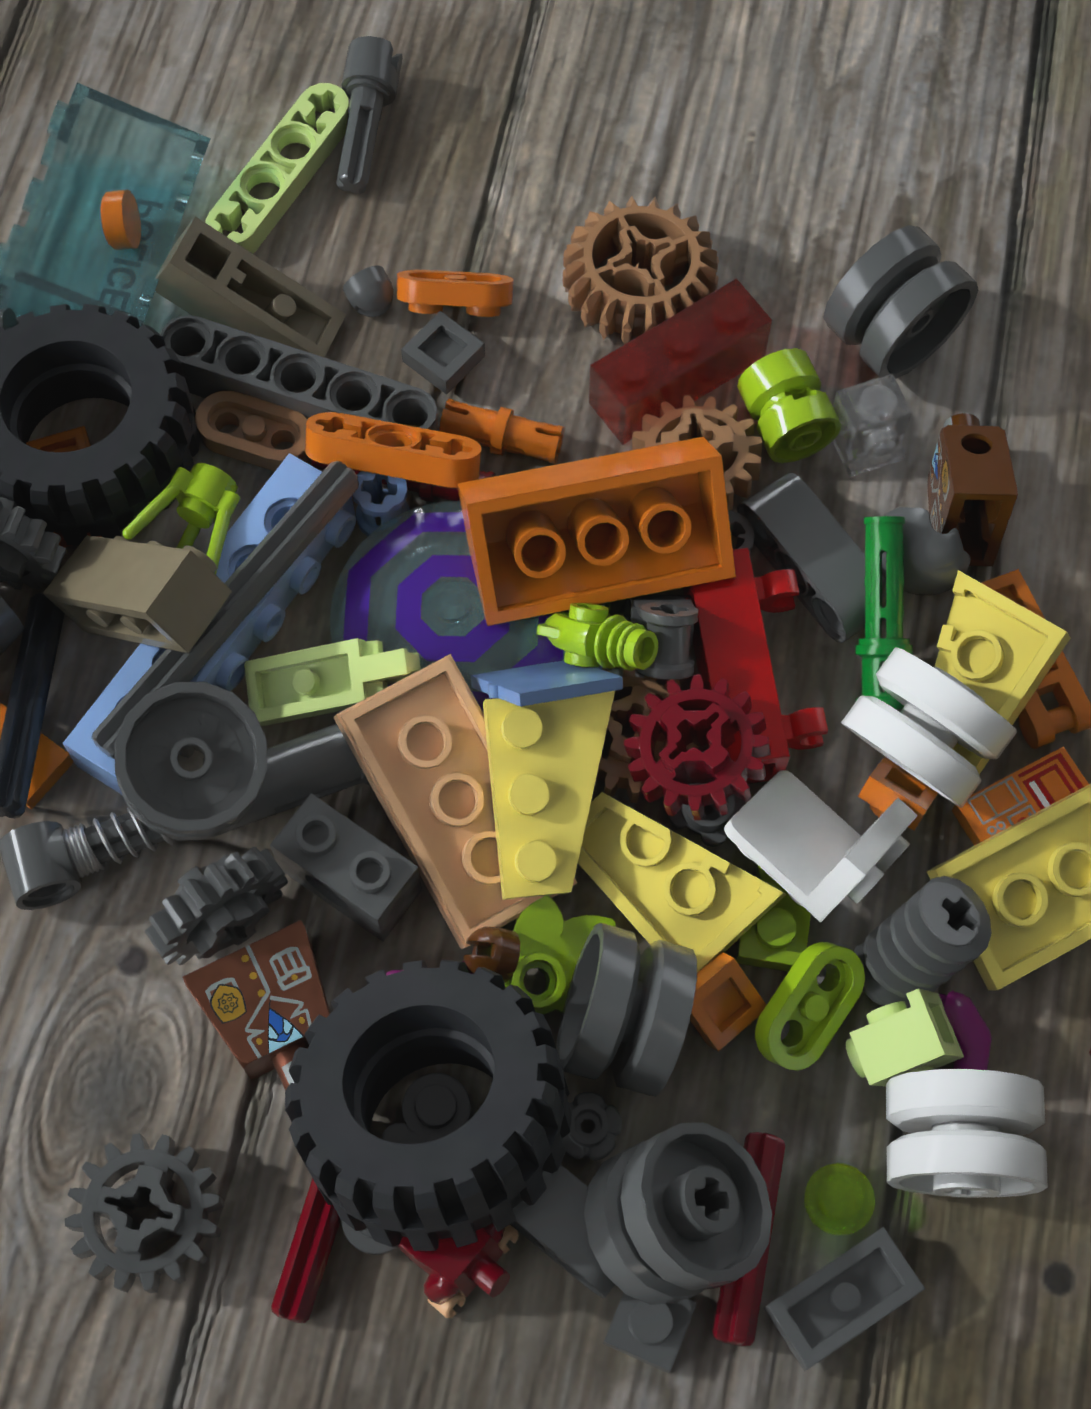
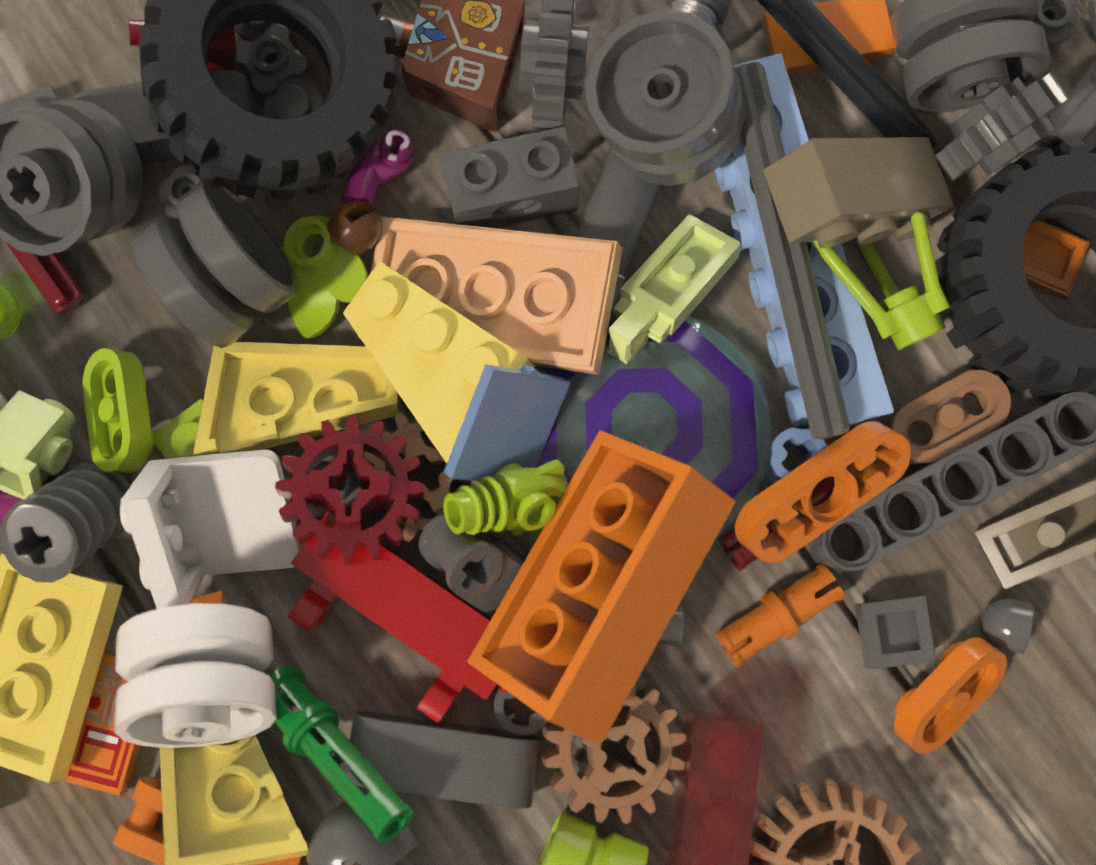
camera: 135 degrees right, 15 degrees up
(724, 1001) = (177, 356): orange plate -> none

